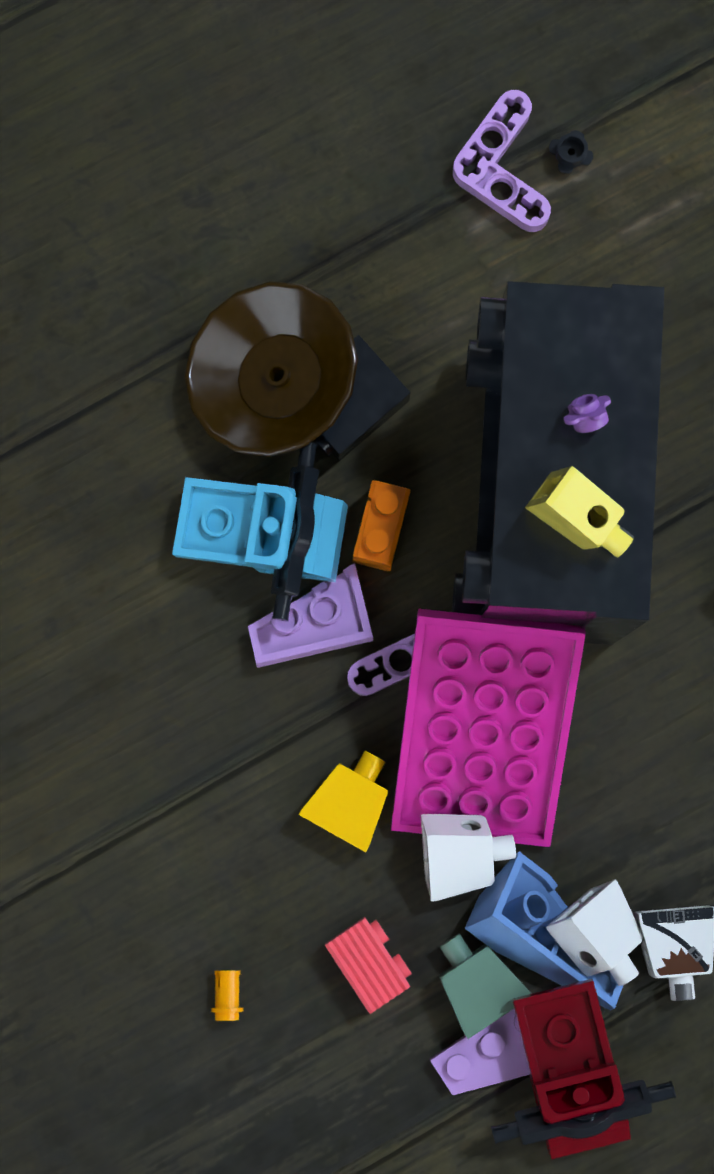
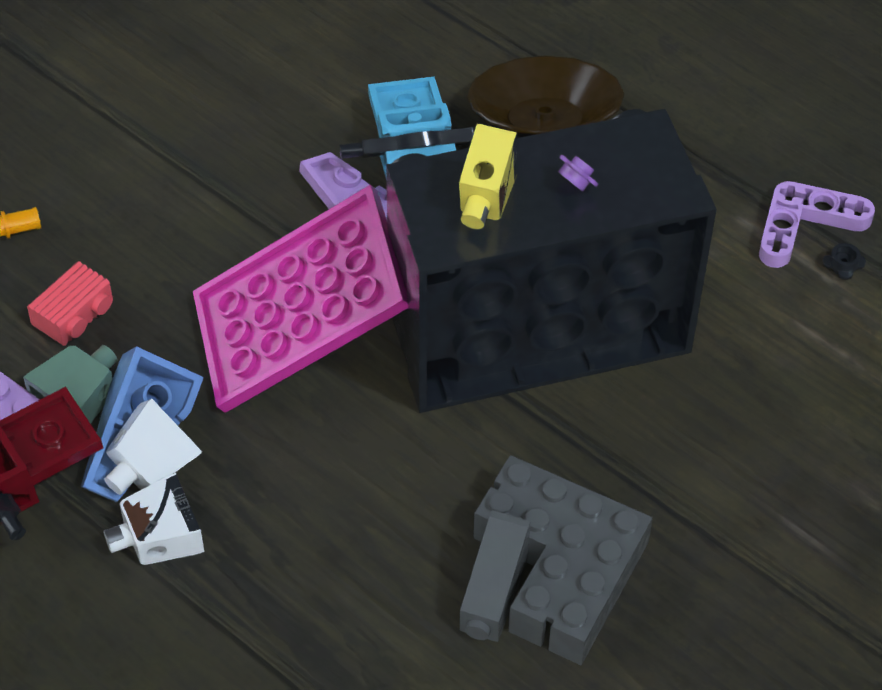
camera: 75 degrees right, 30 degrees down
(349, 802) = (202, 252): yellow torso -> none
(460, 853) = (187, 329): white torso -> none

